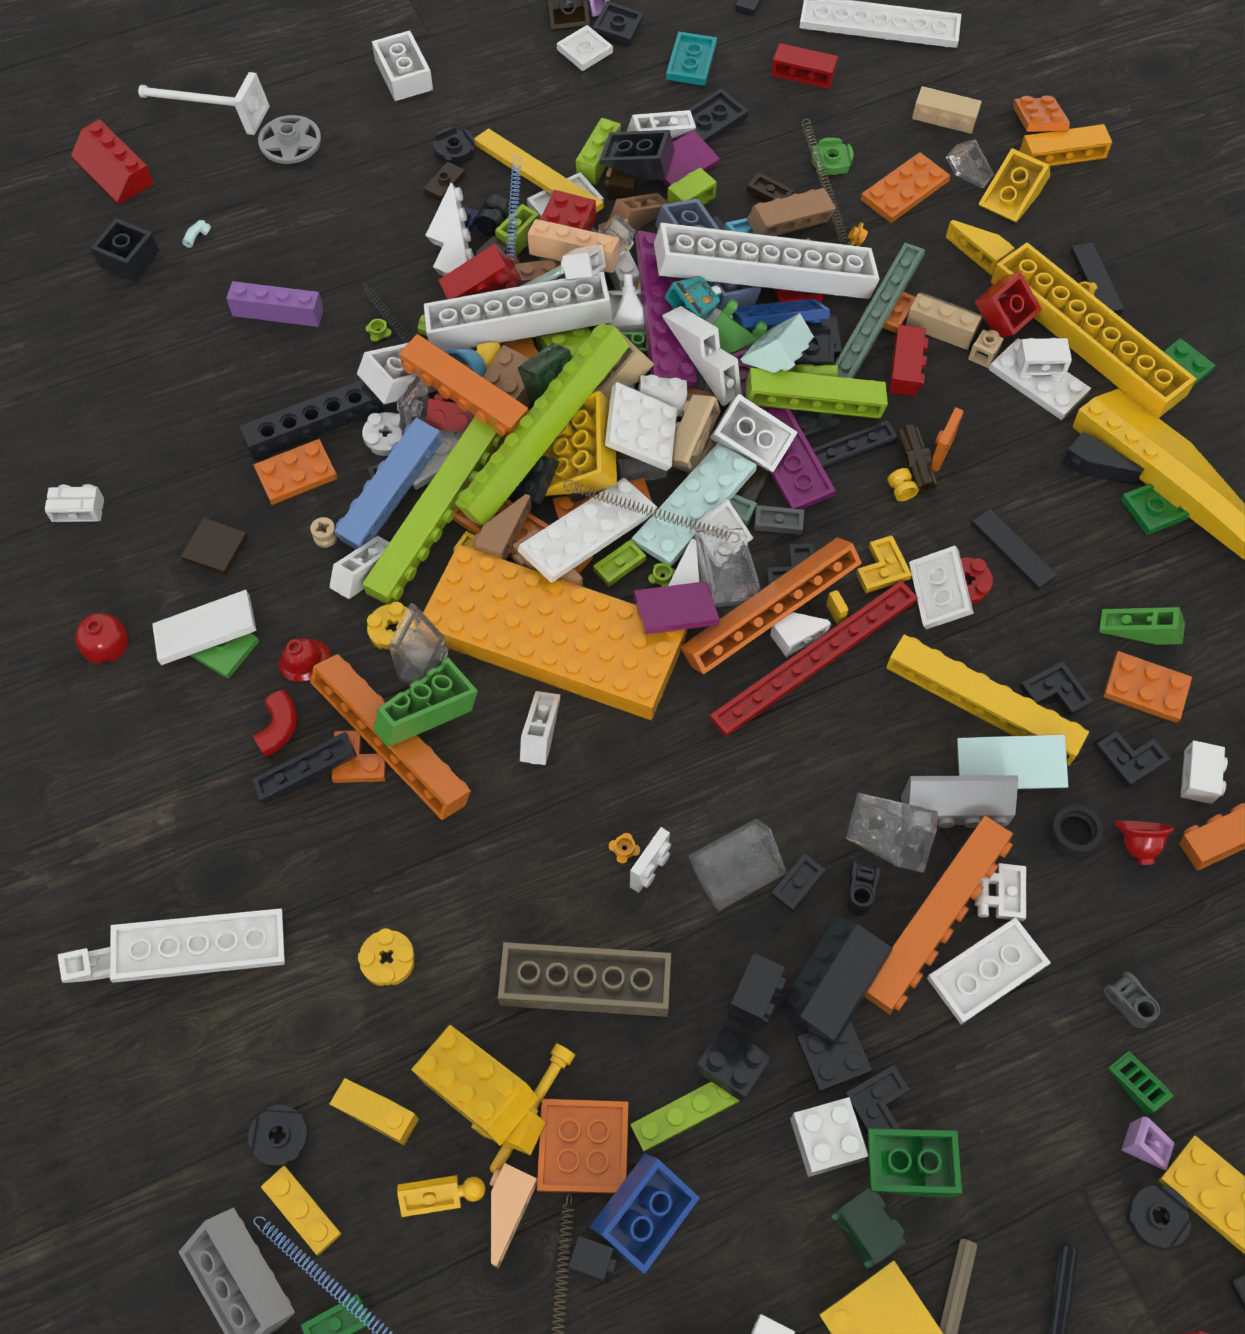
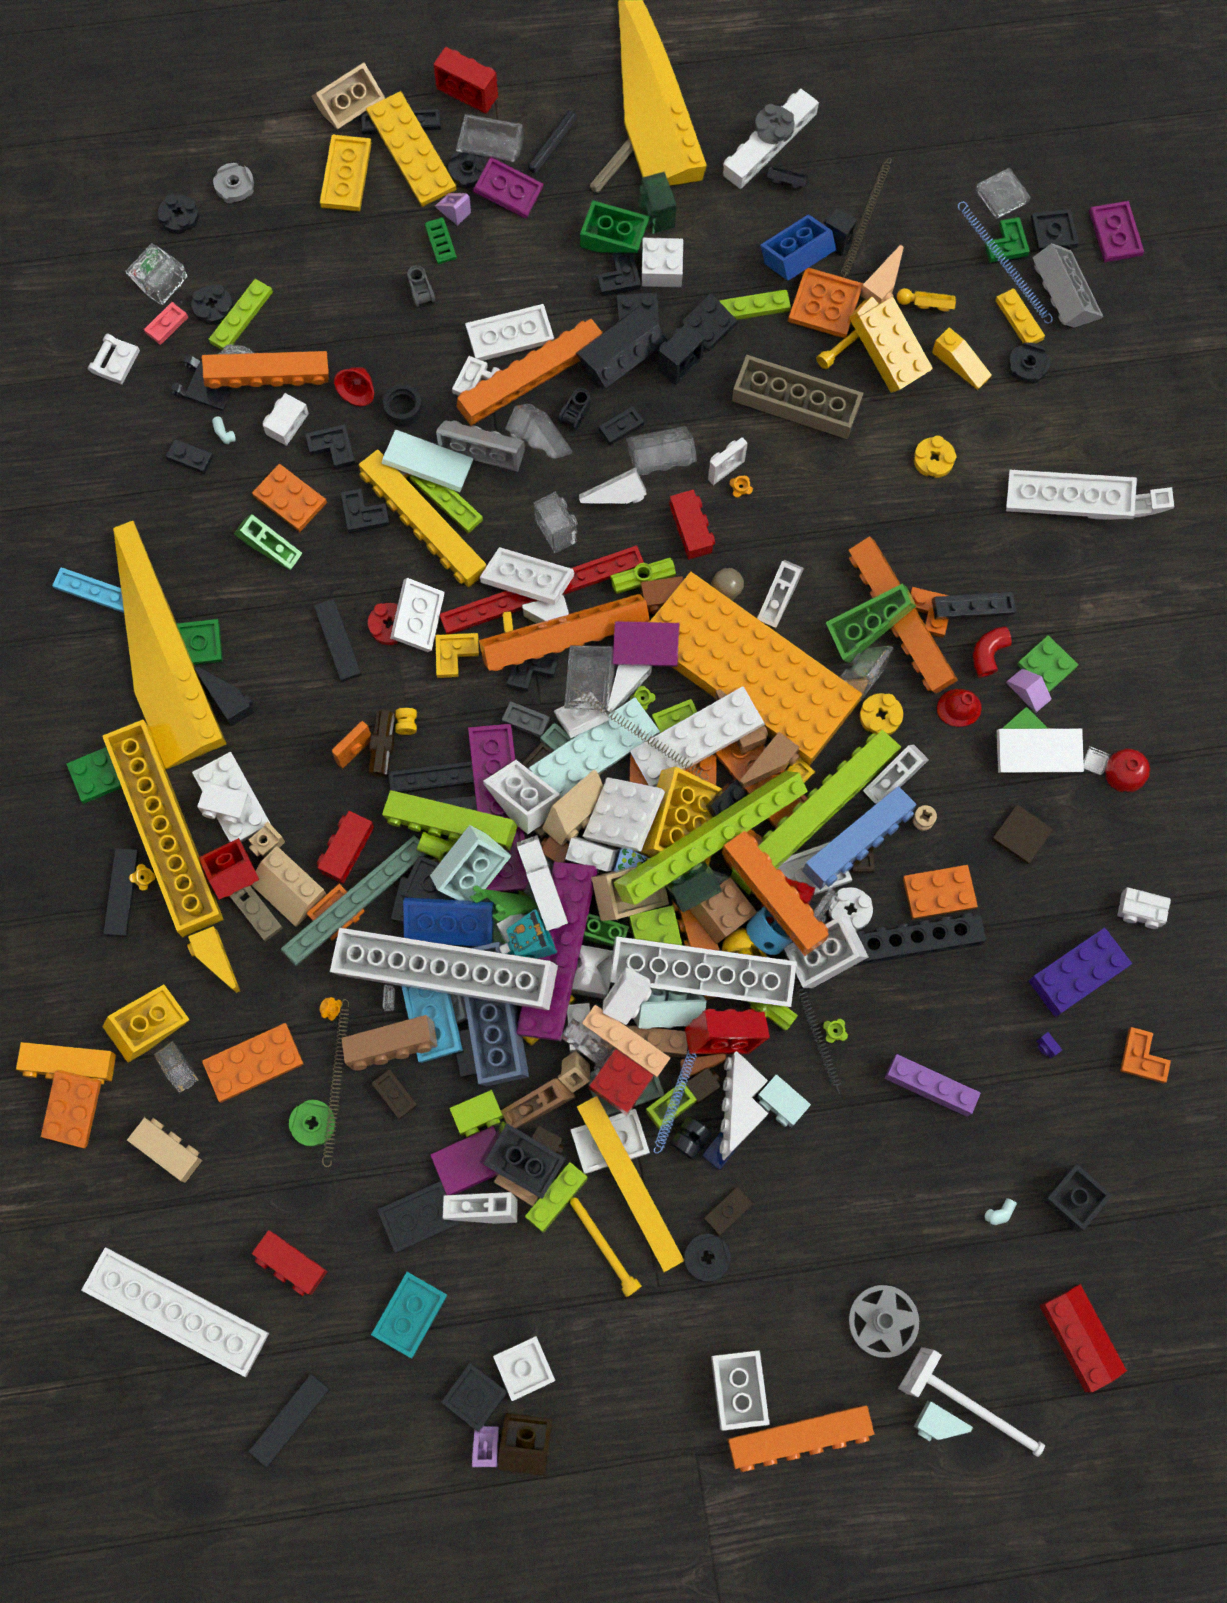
camera: 165 degrees left, 10 degrees up
(72, 374) = (1137, 1058): none -> orange plate
(138, 428) = (1080, 972): none -> dark purple brick
(139, 642) = (1095, 760): none -> clear tile
(164, 362) = (1048, 1045): none -> dark purple plate
(206, 733) = (1049, 662): none -> bright green plate
(224, 82) = (939, 1424): none -> light aqua slope
(226, 698) = (1030, 689): none -> lavender slope
(337, 56) = (801, 1436): none -> orange brick
(413, 262) = (783, 1101): none -> light aqua brick
(515, 114) = (628, 1283): none -> yellow piece
(605, 723) = (728, 582): none -> dark tan hair
(670, 778) = (691, 524): none -> red brick
(681, 686) = (658, 592): none -> dark orange slope
(694, 710) = (630, 580): none -> lime piece
(774, 790) = (620, 489): none -> white slope
(830, 726) = (555, 521): none -> clear brick
(838, 657) = (527, 576): none -> white plate
(954, 723) = (450, 503): none -> lime plate
(958, 292) = (257, 913): none -> dark tan plate
(1088, 1198) = (508, 187): none -> magenta tile
(1149, 1263) = (490, 138): none -> clear slope

